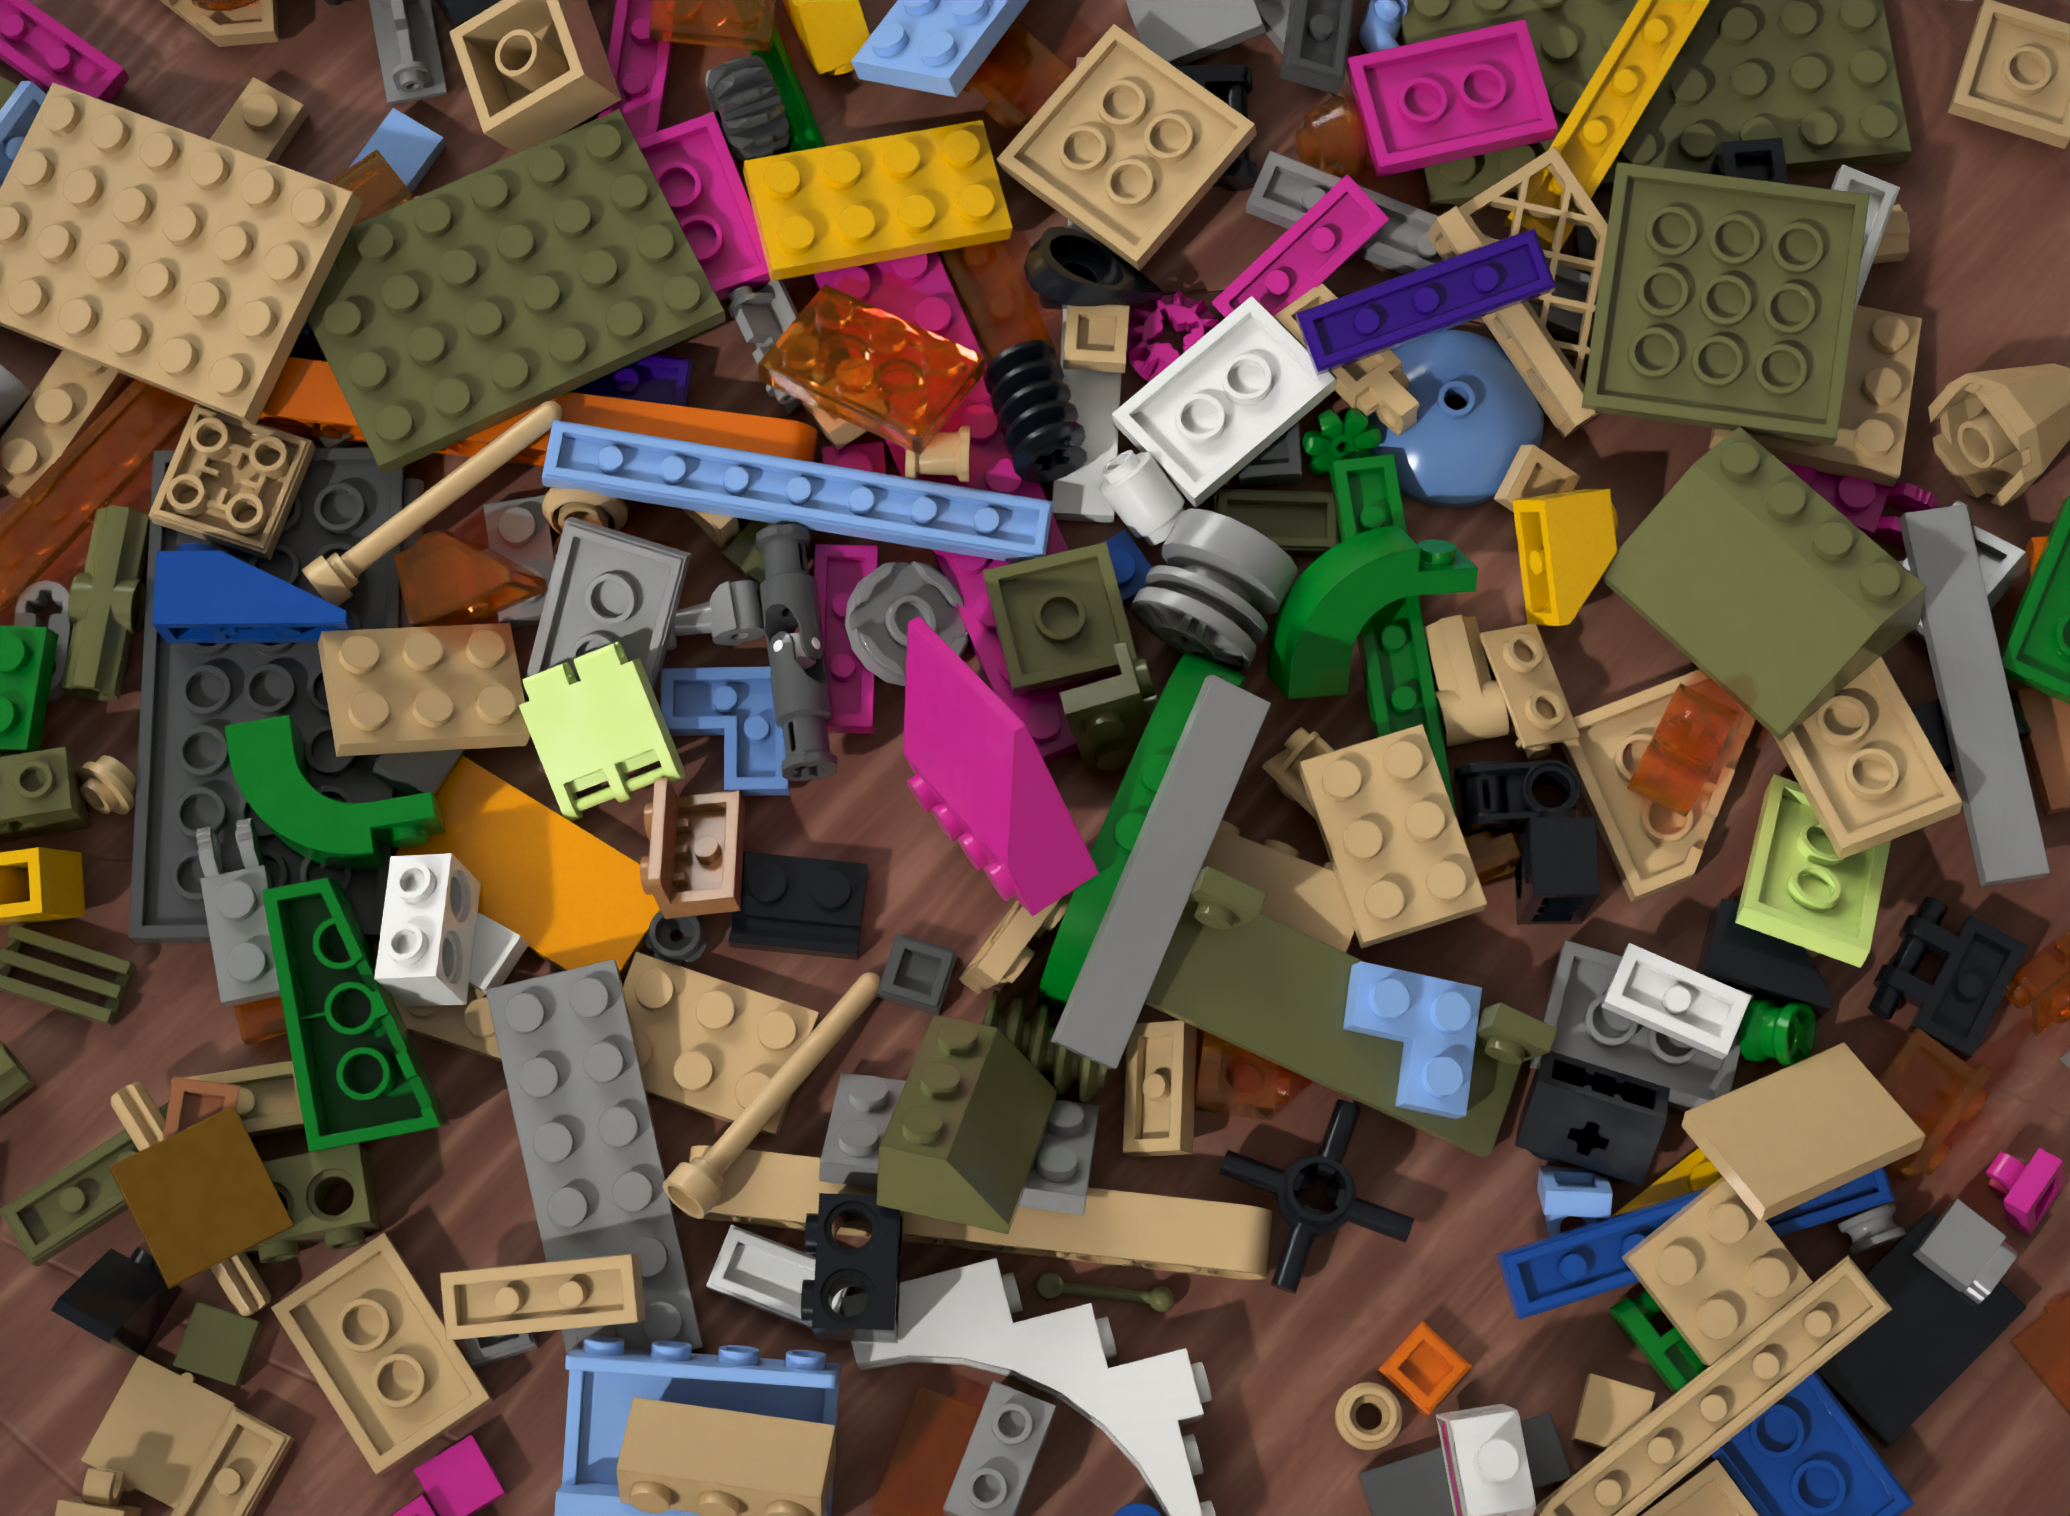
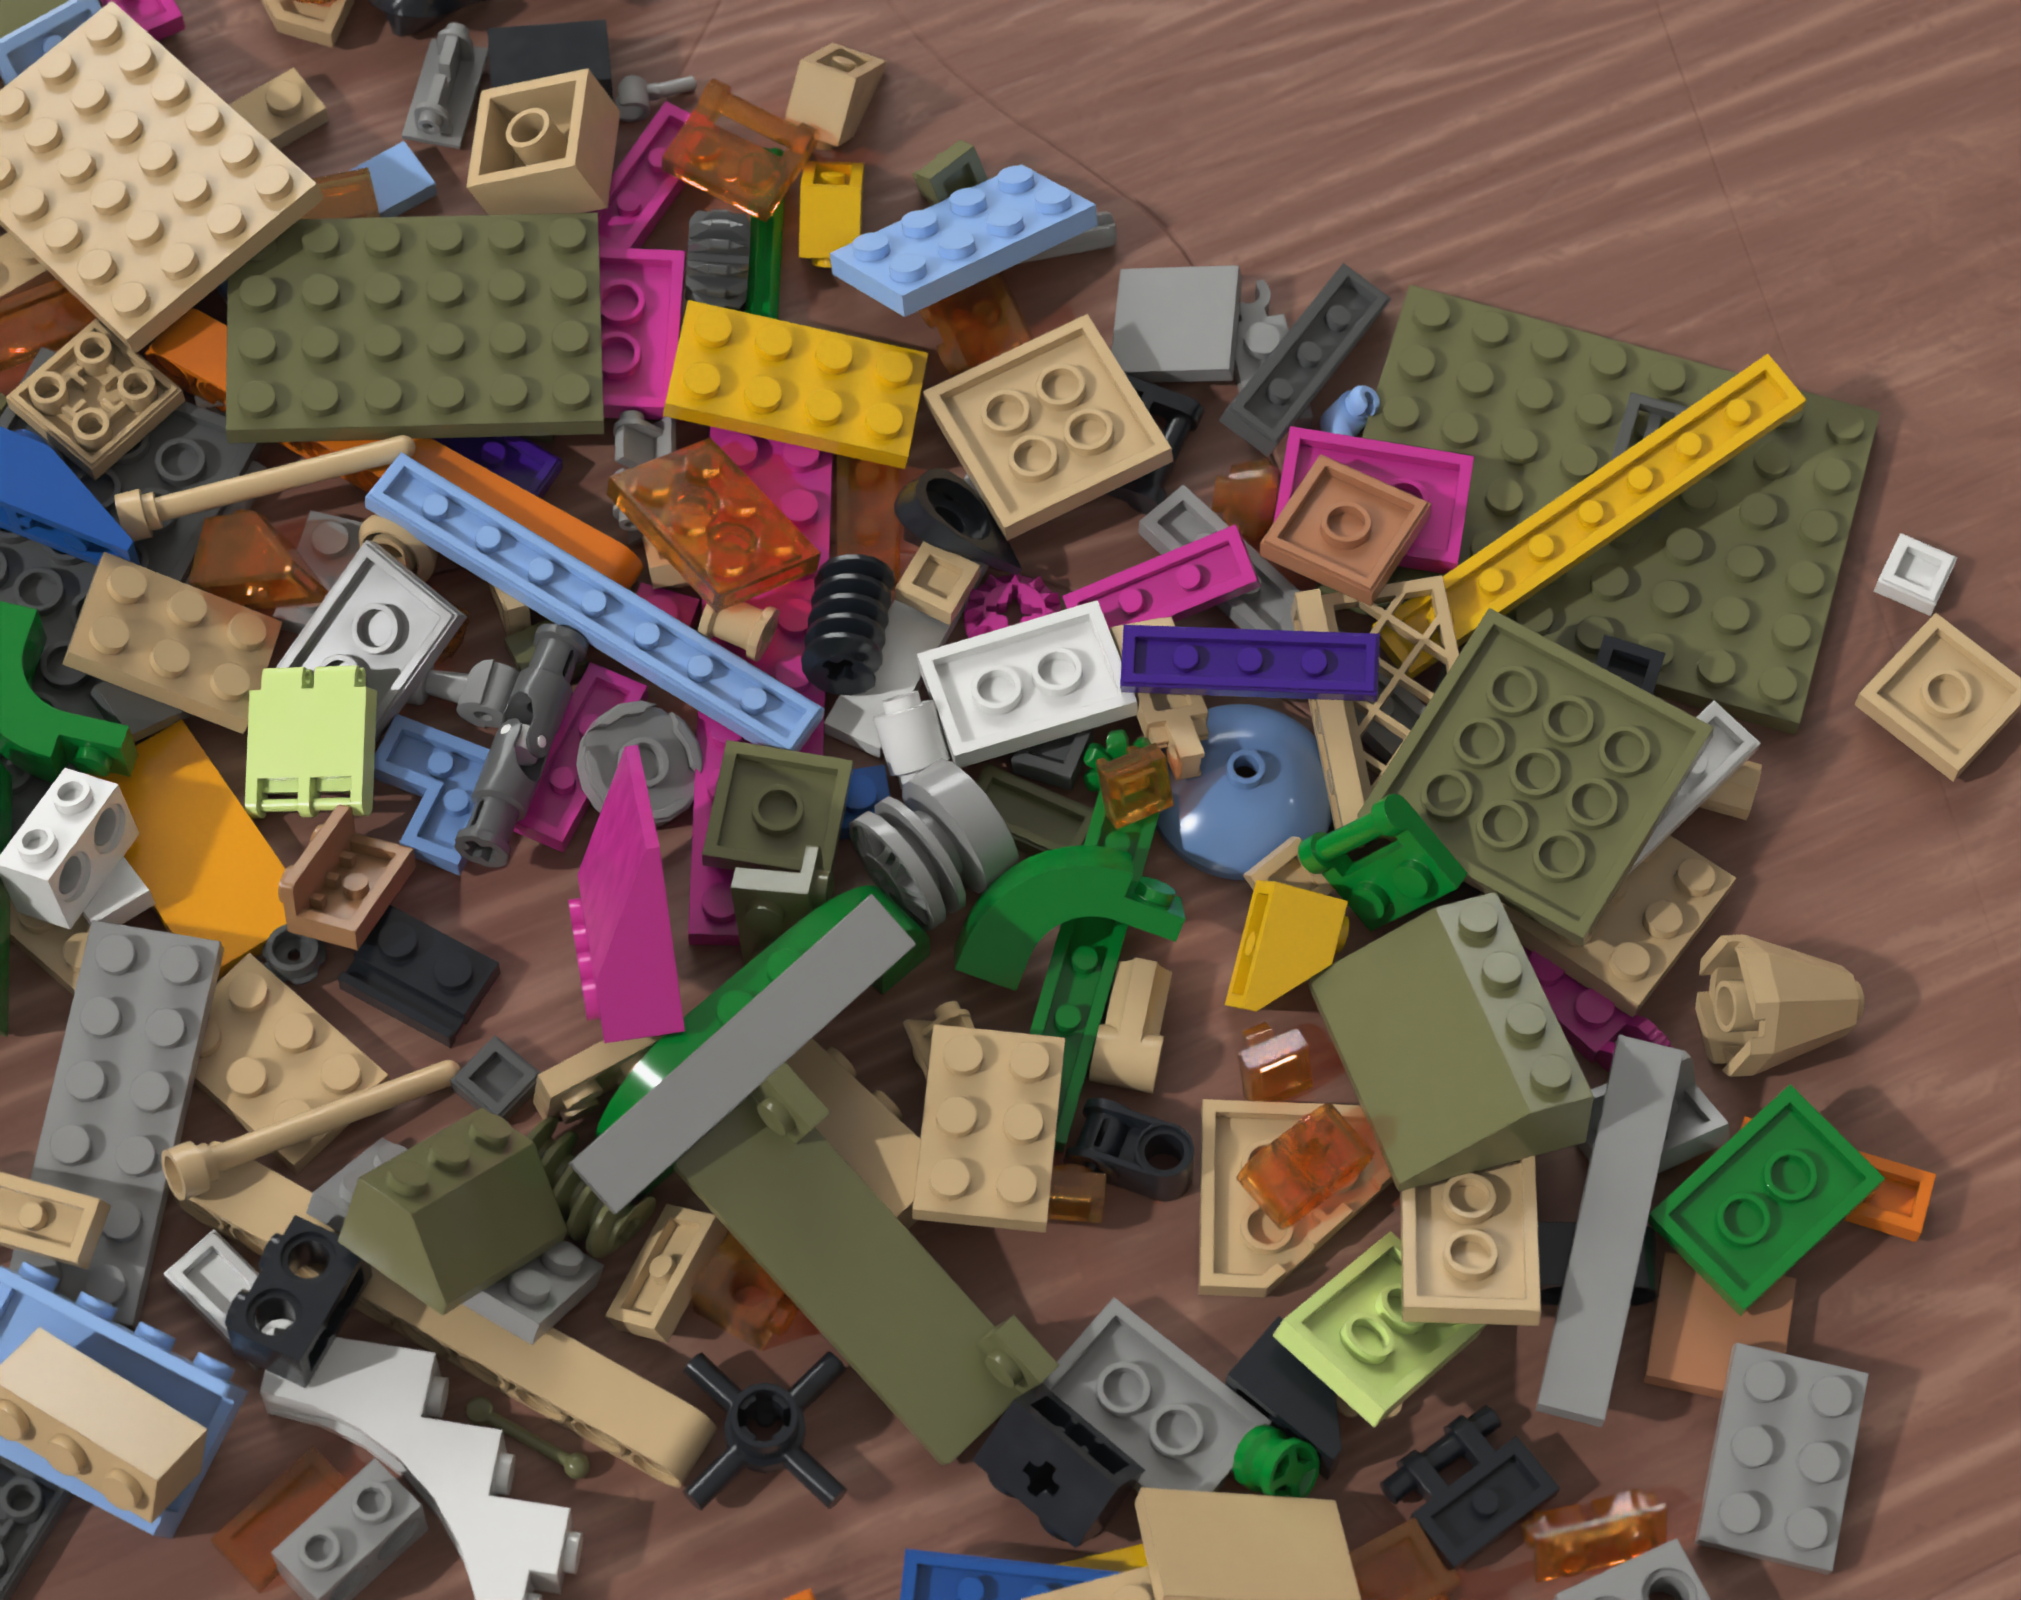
camera: 20 degrees right, 10 degrees down
(1370, 458) = (1135, 785): none -> clear orange tile
(1434, 1023) = (947, 1312): light blue plate -> none
(1448, 138) = (1345, 529): none -> nougat tile
(1529, 689) = (1190, 1056): tan hinge -> none
(1556, 868) = (1131, 1223): black brick -> none
(1572, 1193) = (1007, 1530): light blue tile -> none
(1603, 665) = (1274, 1065): none -> clear orange tile
(1635, 450) = (1392, 878): none -> green plate
(1676, 1001) = (1187, 1390): white plate -> none

